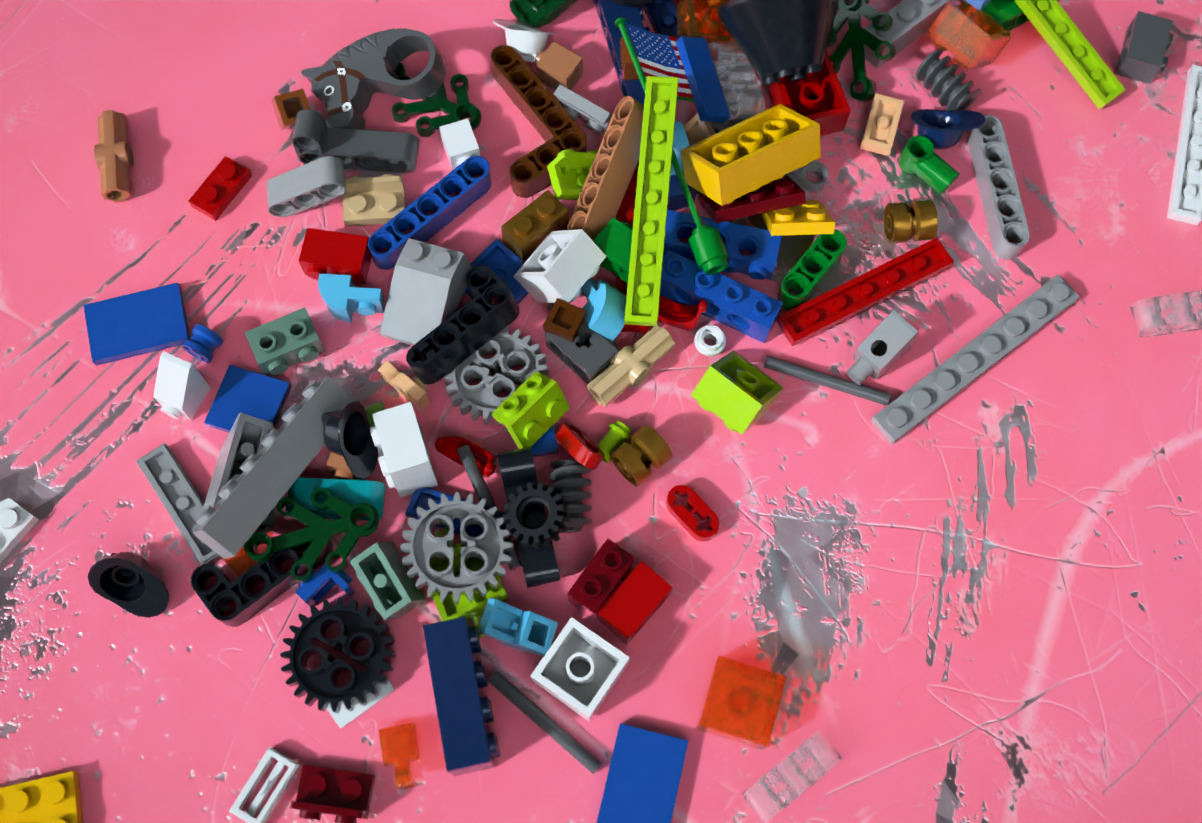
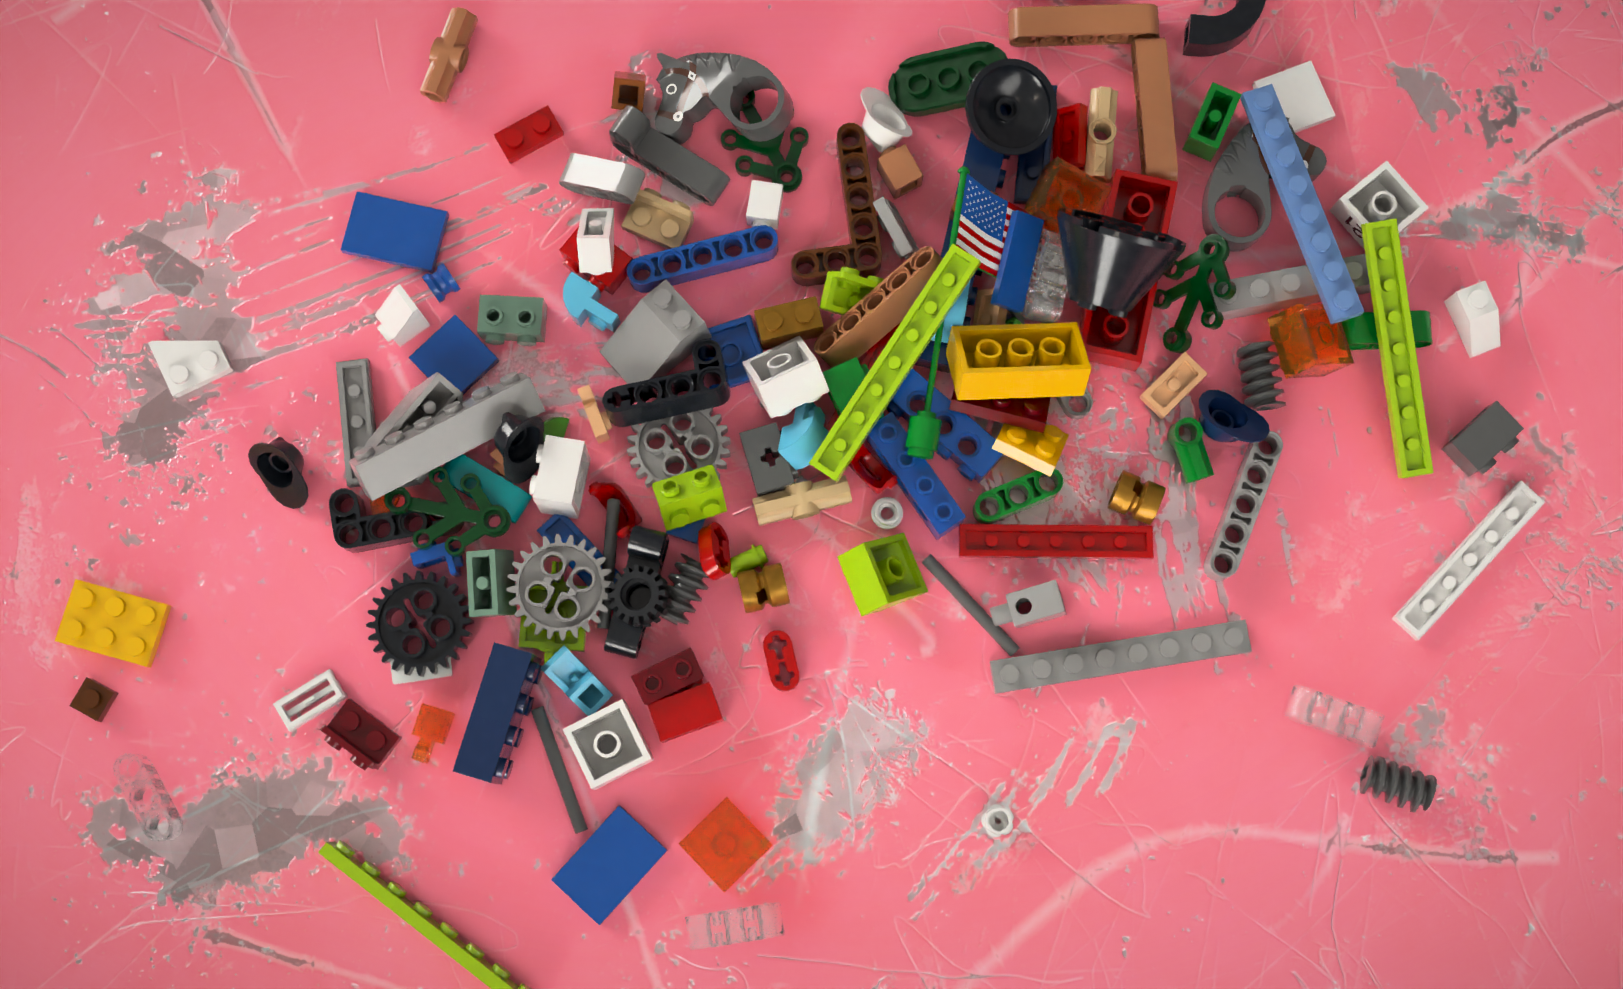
camera: 30 degrees right, 10 degrees up
(330, 234) = (596, 240): none -> white slope
(565, 320) = (760, 432): reddish brown plate -> none
(970, 543) = (997, 811): none -> white plate

